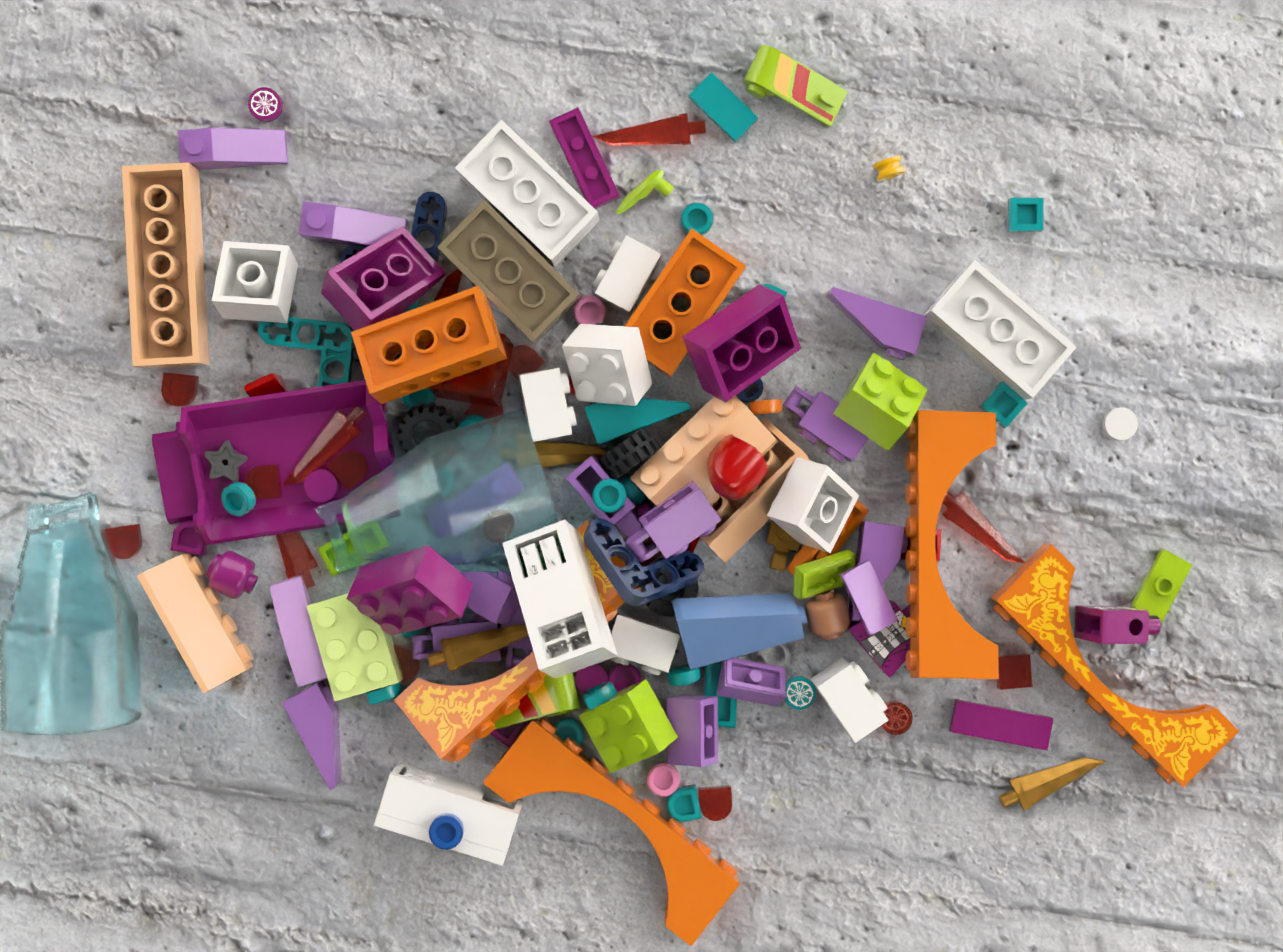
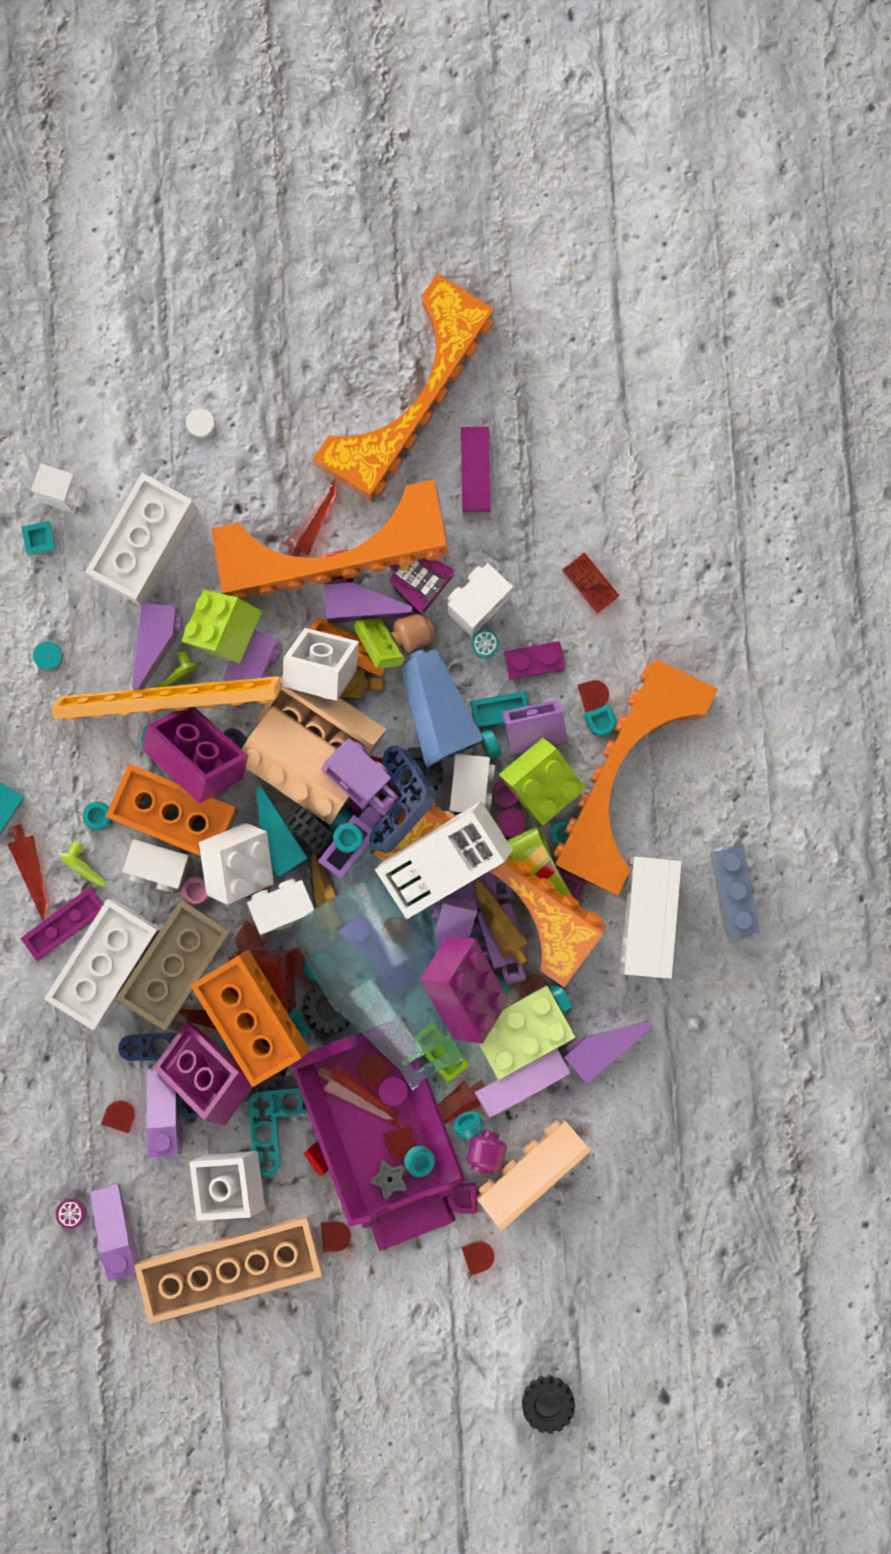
camera: 105 degrees left, 5 degrees down
(69, 630) = (562, 1281): clear light blue windscreen -> none
(266, 561) = (468, 1125): none -> teal tile
(360, 179) = (119, 1116): none -> clear red tile
(446, 831) = (662, 914): blue tile -> none
(459, 912) = (734, 892): none -> sand blue brick
(599, 694) = (521, 812): teal tile -> none
(663, 779) = (583, 743): bright pink tile -> none
(735, 468) = (301, 735): red piece -> none
(752, 681) = (483, 685): medium lavender slope -> none
(766, 406) = (246, 722): orange tile -> none
(768, 744) = (534, 660): none -> magenta plate
(811, 325) = (177, 697): none -> light orange plate
(839, 347) = (184, 670): none -> lime bar
(843, 826) = (590, 583): none -> clear red tile
(868, 597) = (389, 601): slope -> none
(889, 168) = (21, 661): yellow bush -> none
(889, 199) = (48, 656): none -> teal tile
(898, 718) = (489, 554): clear red tile -> none
(1004, 403) = (202, 521): teal plate -> none
(1014, 671) = (428, 467): clear red tile -> none
(1040, 784) = (521, 429): pearl gold bar -> none
(1078, 248) = (58, 489): none -> white brick
(1114, 624) = (370, 392): magenta torso -> none
(1162, 584) = (329, 361): lime plate -> none

